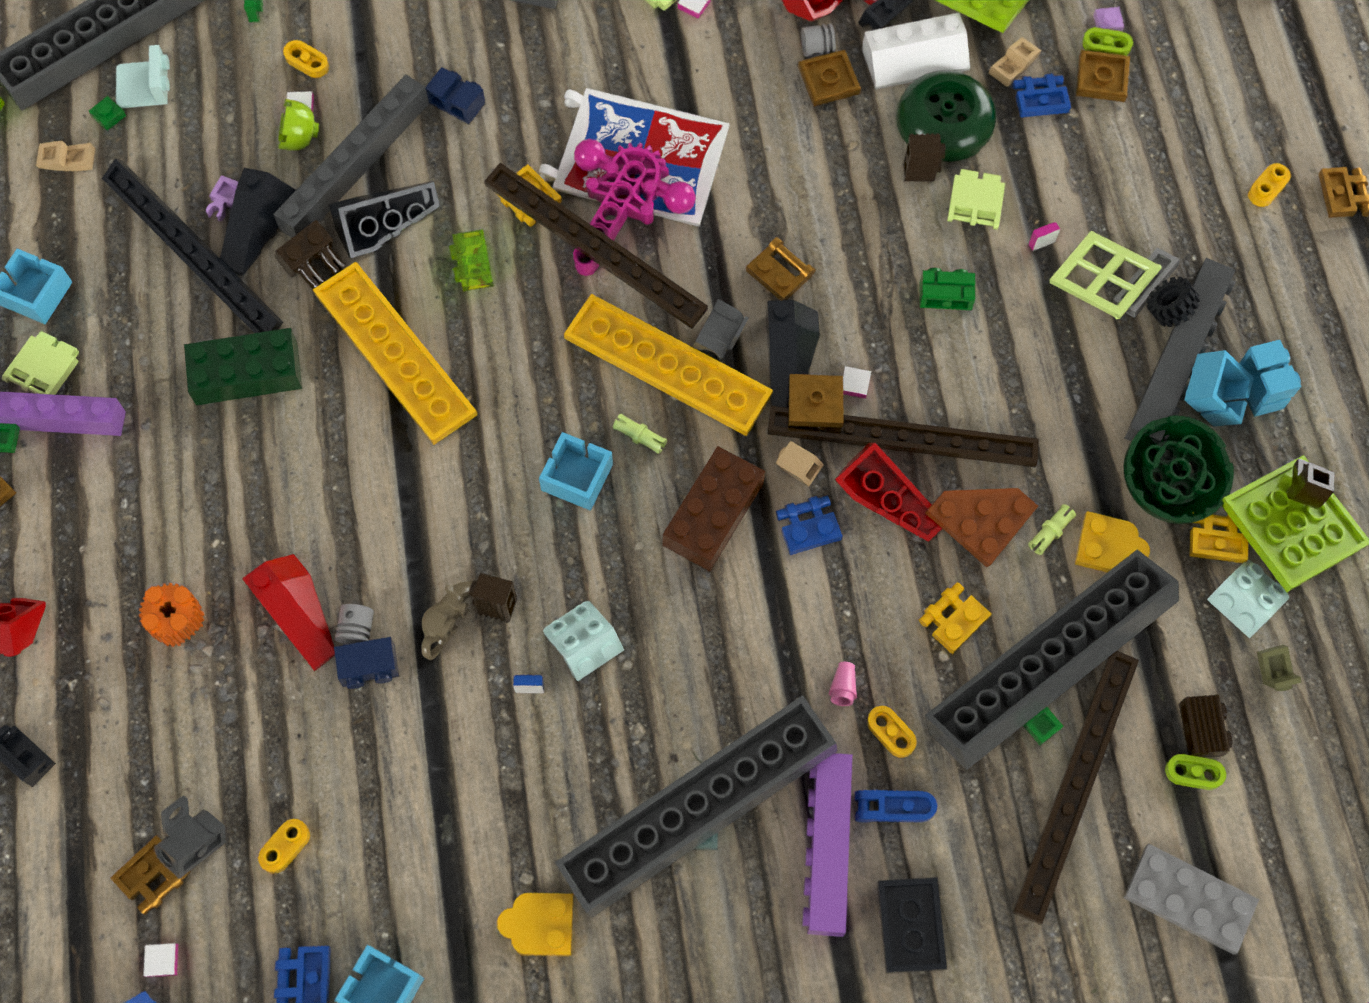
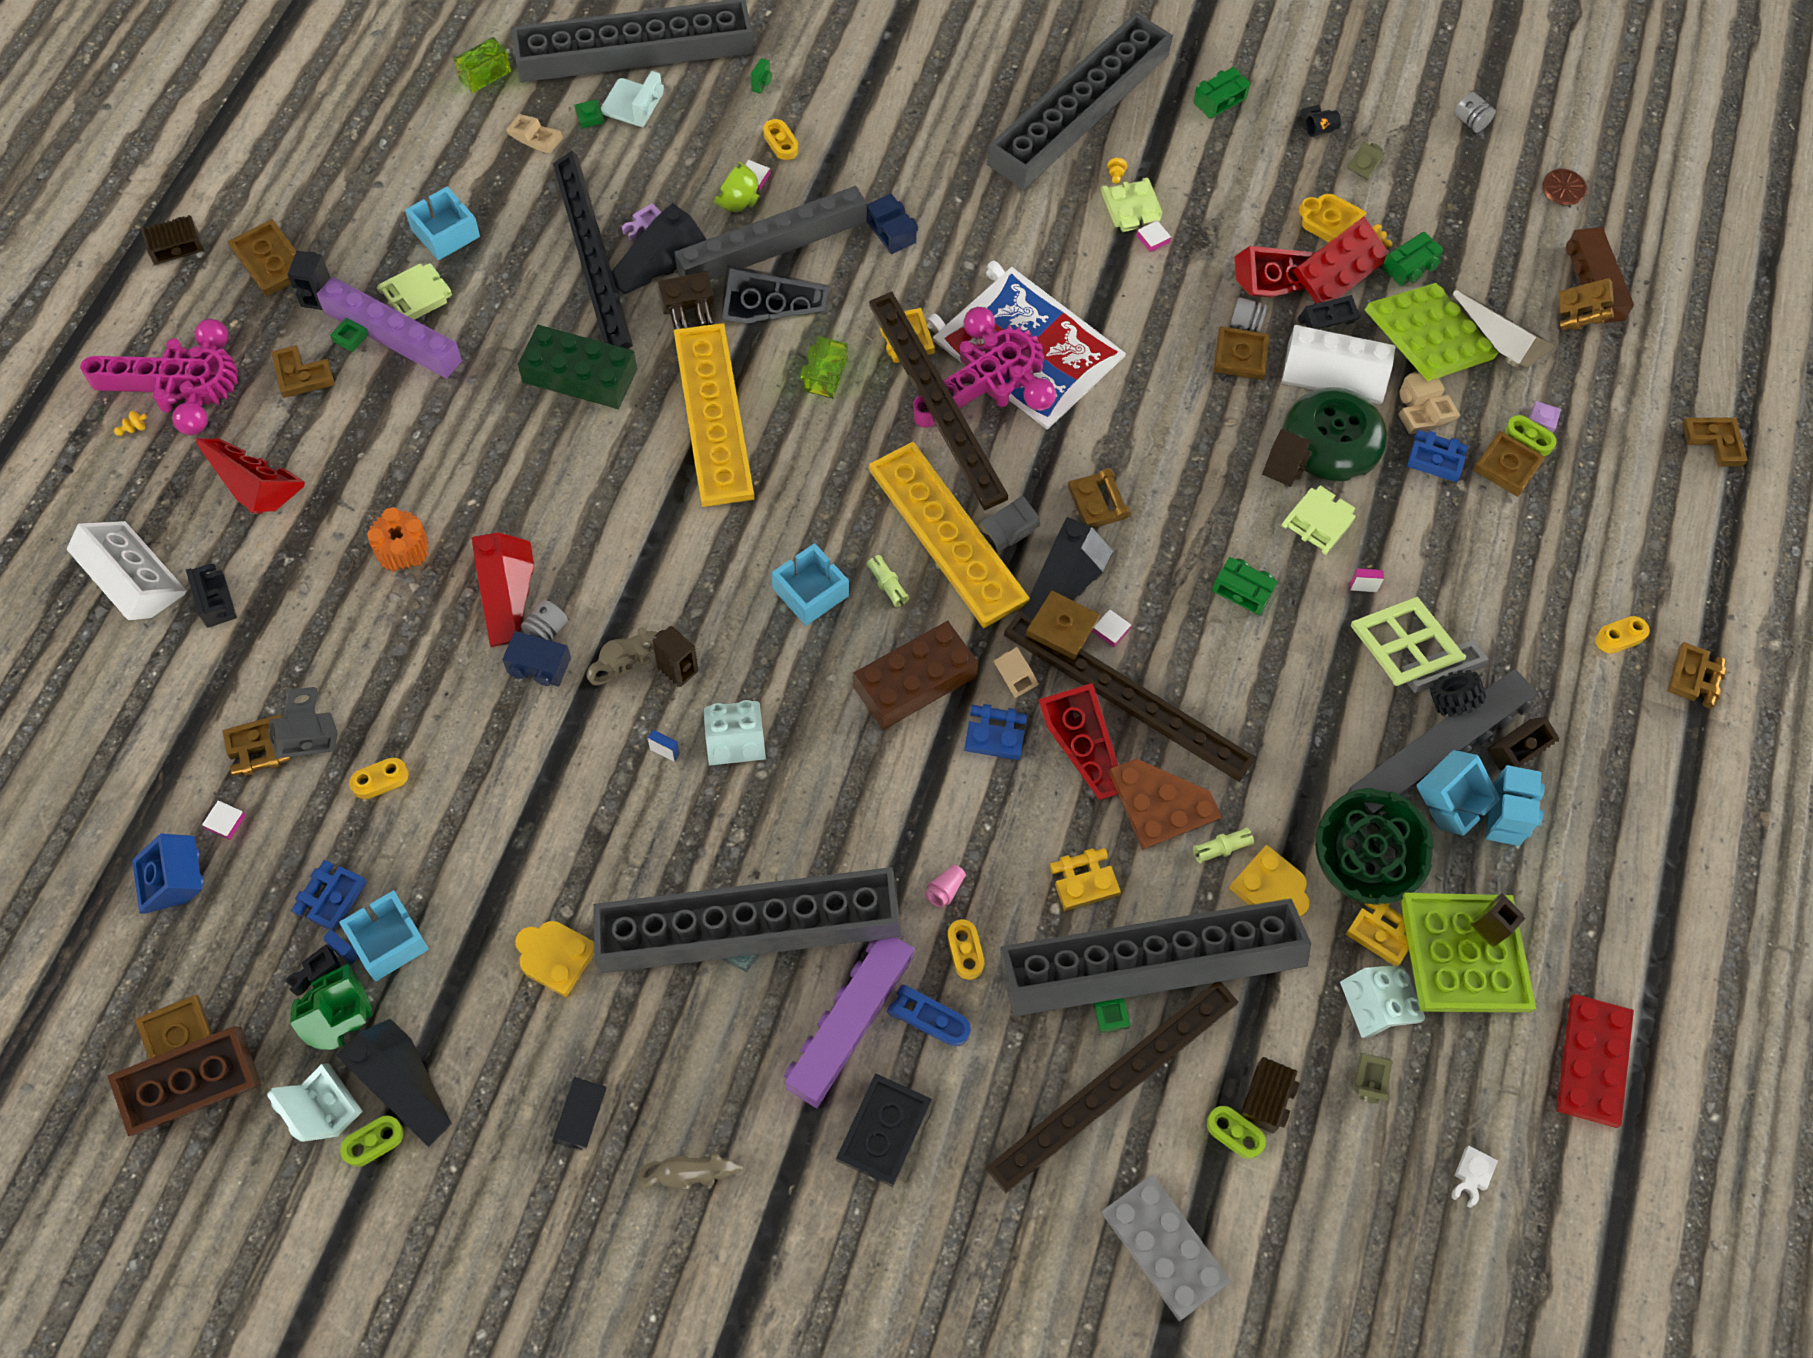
camera: 25 degrees right, 5 degrees down
(995, 44) = (1417, 389): none -> tan brick
(1246, 320) = (1523, 743): none -> dark brown brick

